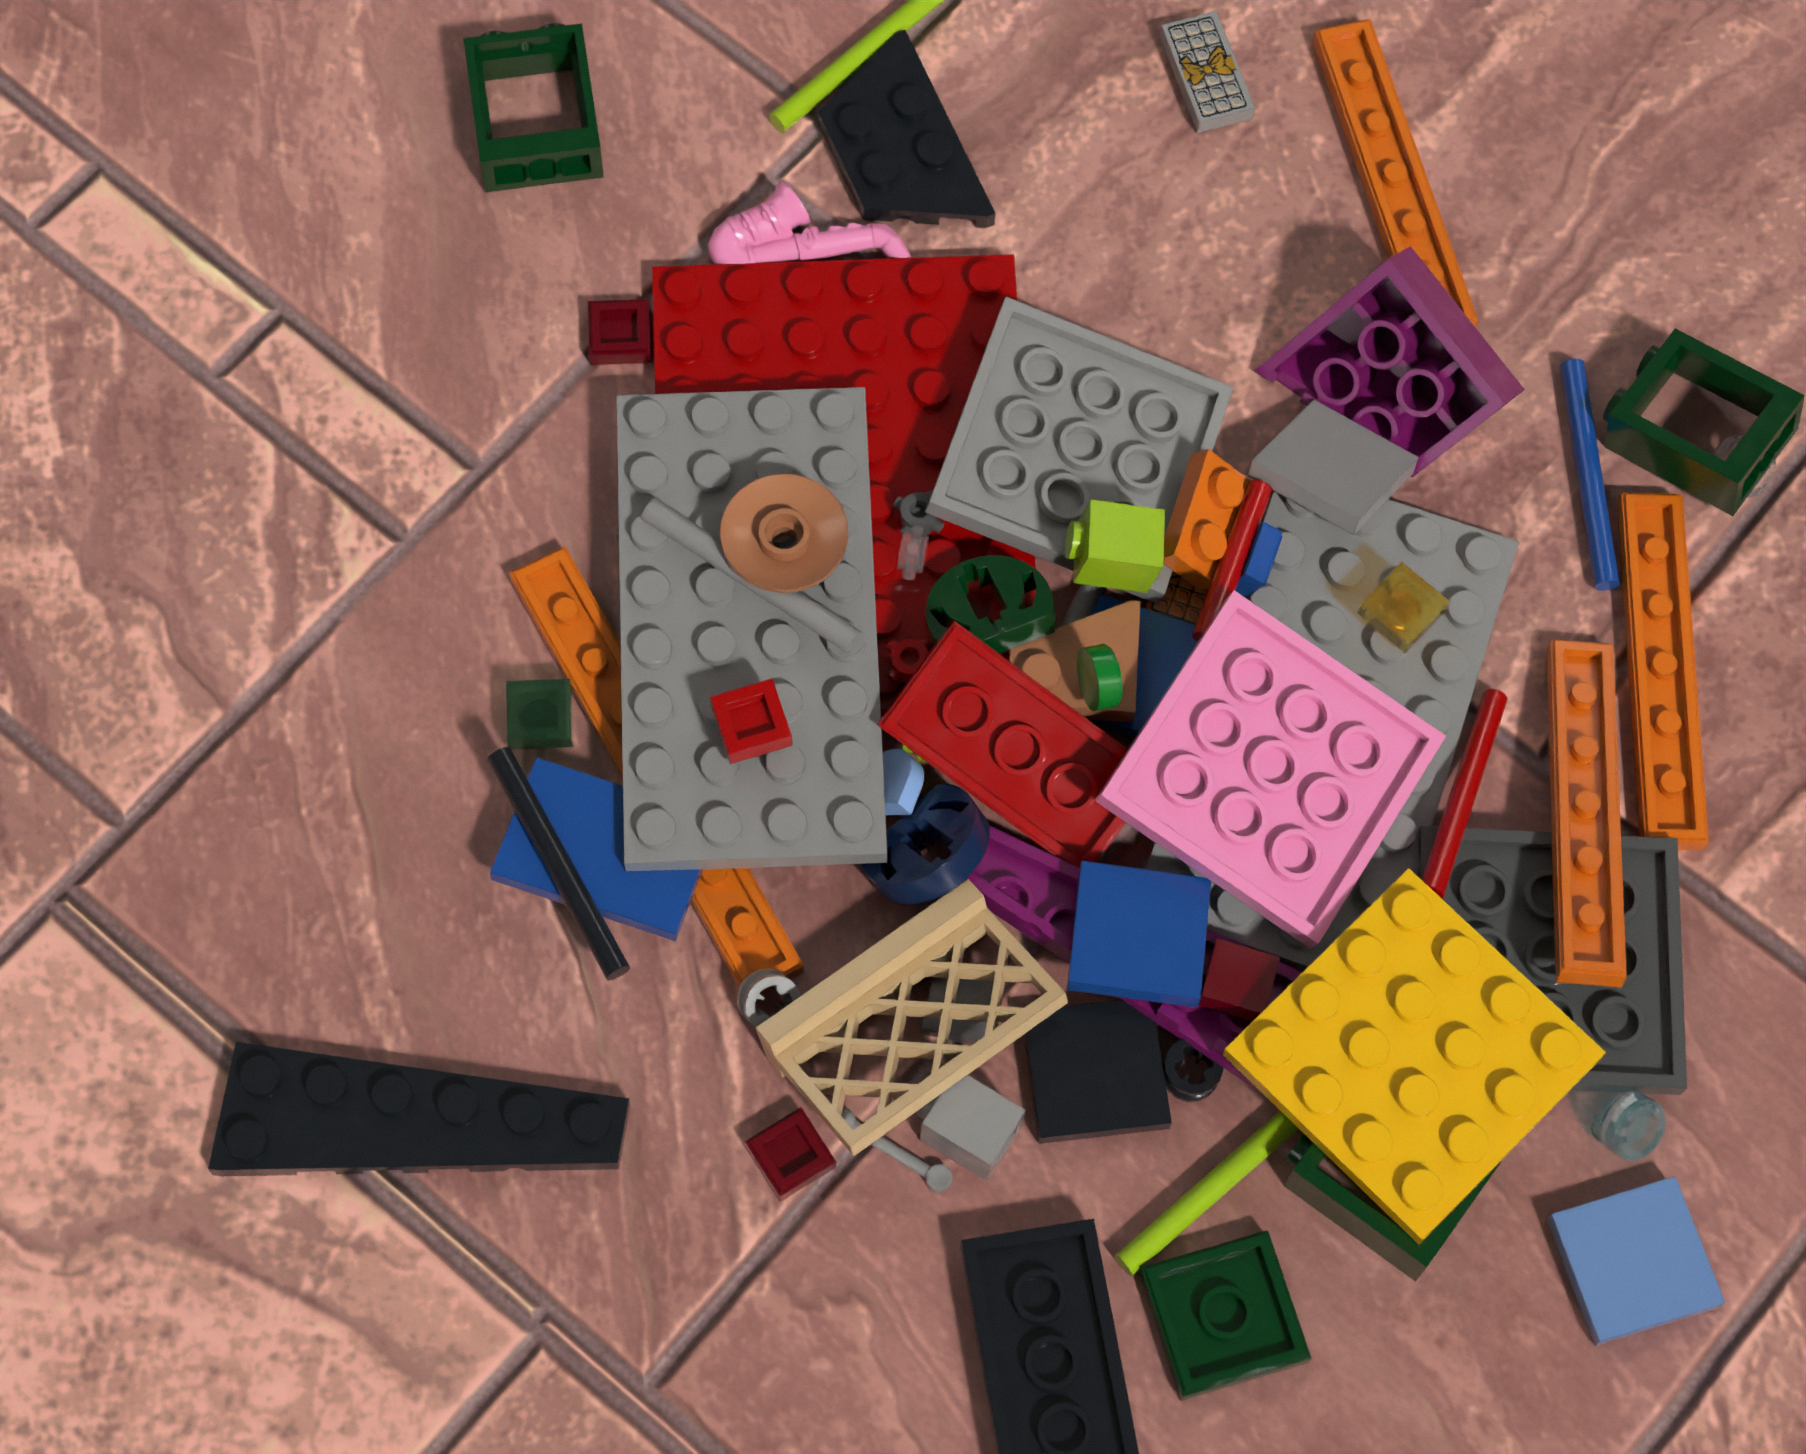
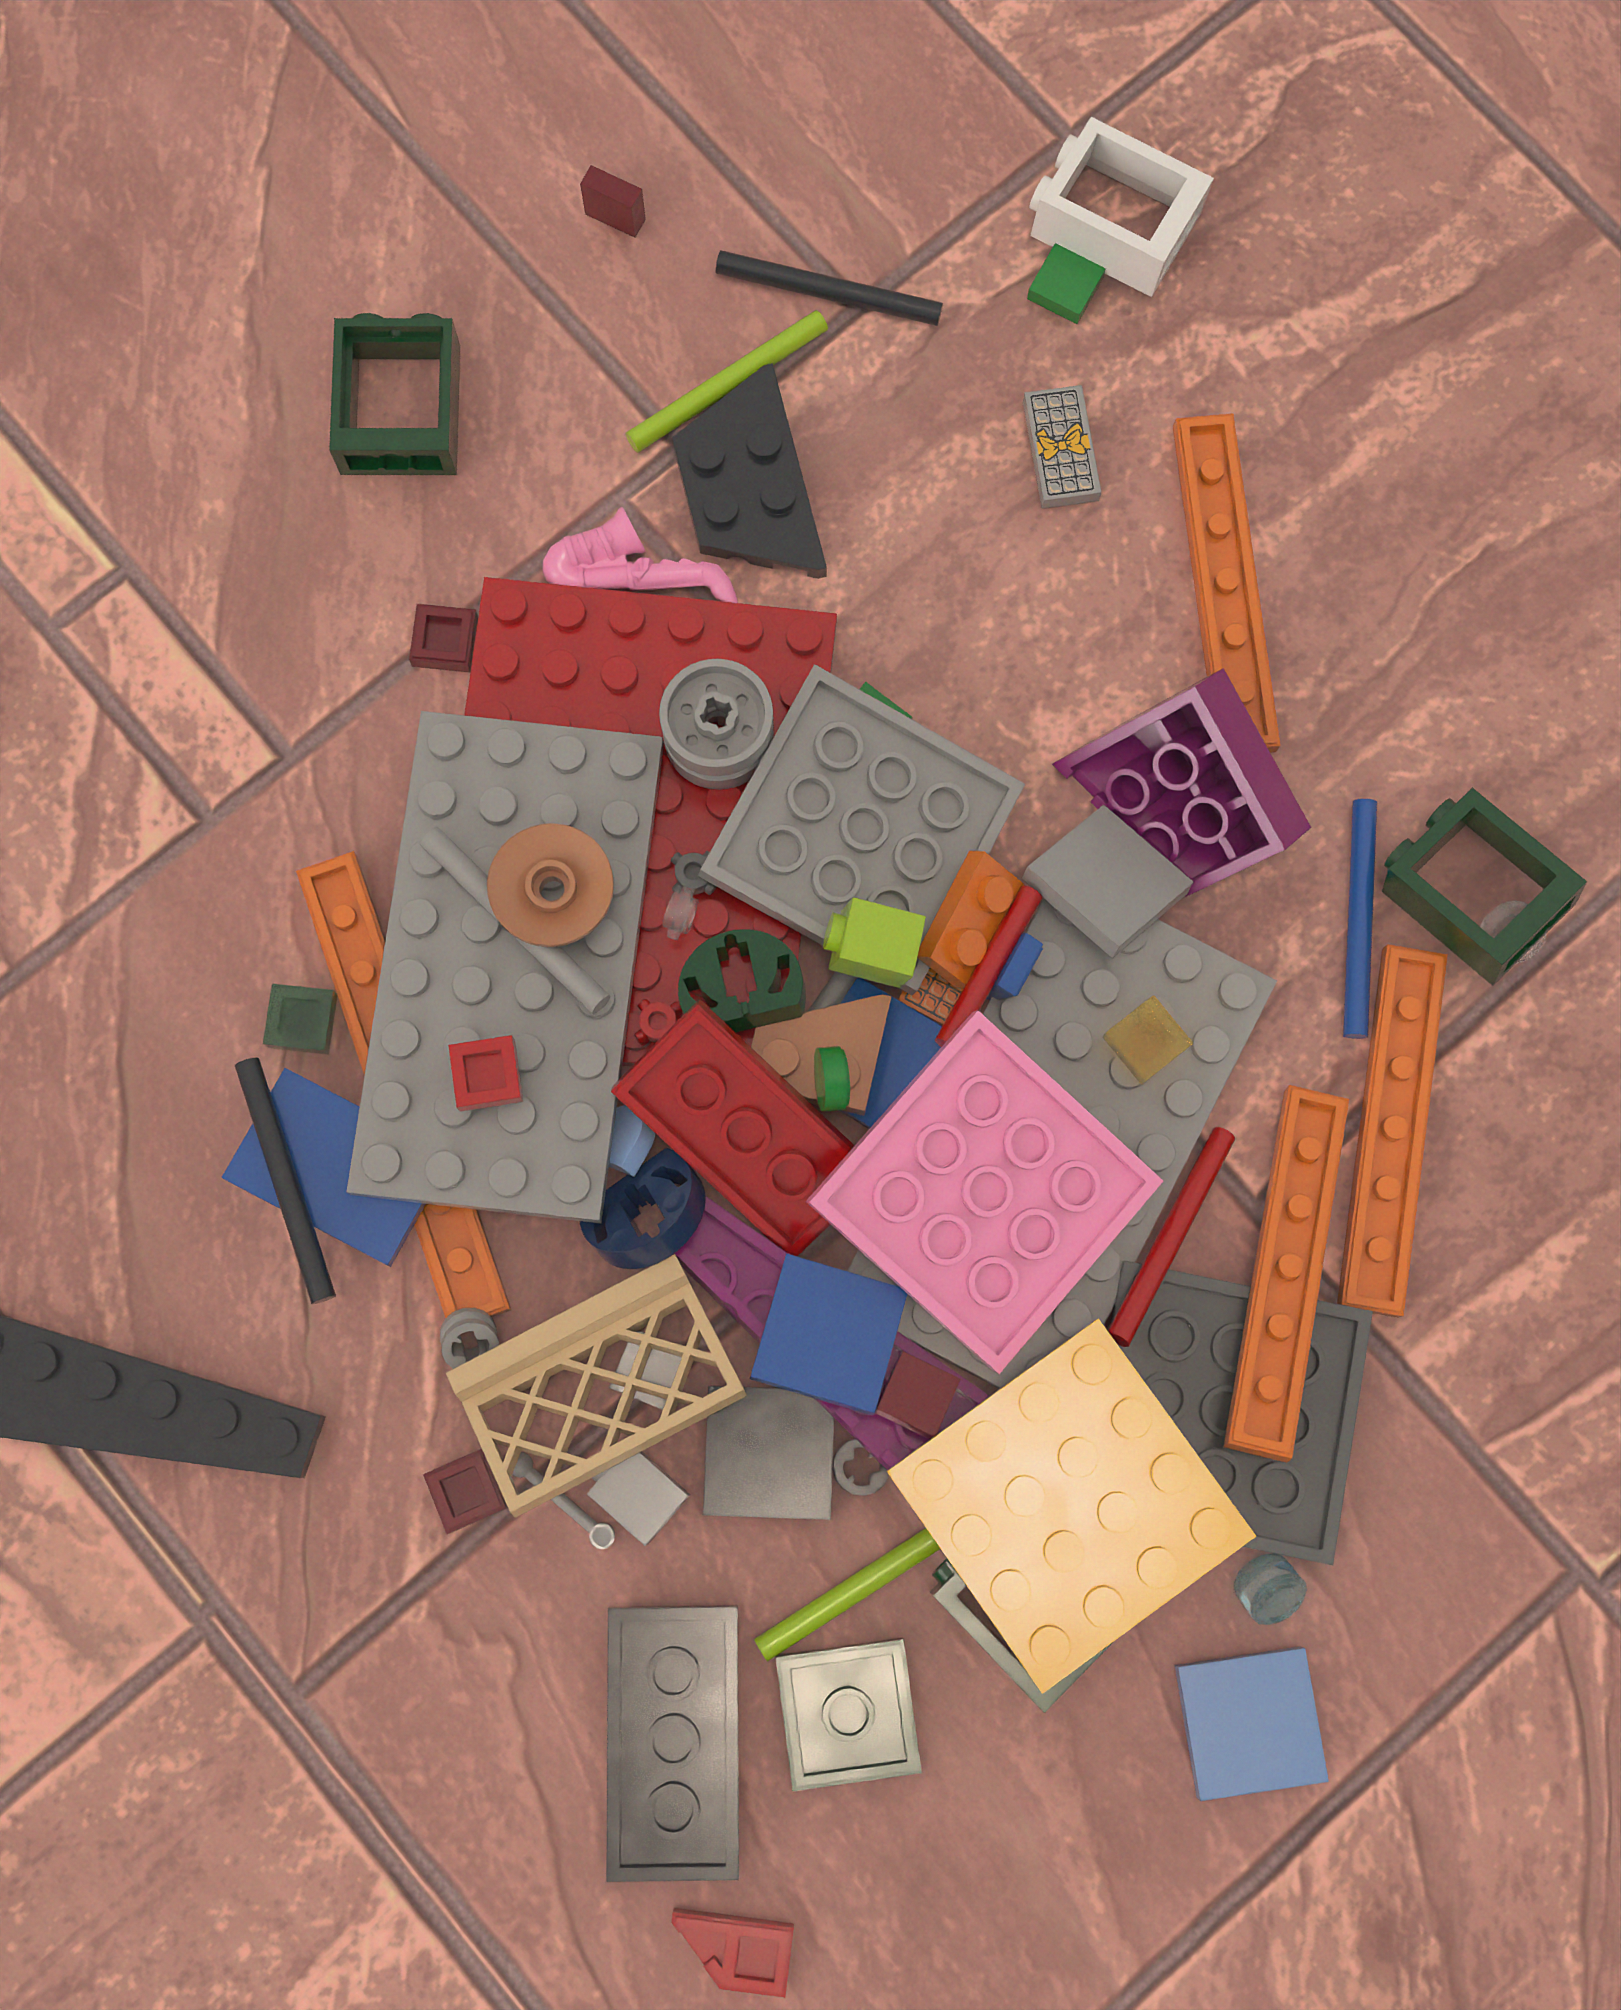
camera: 10 degrees right, 10 degrees up
(919, 365) = (719, 693): none -> light grey wheel

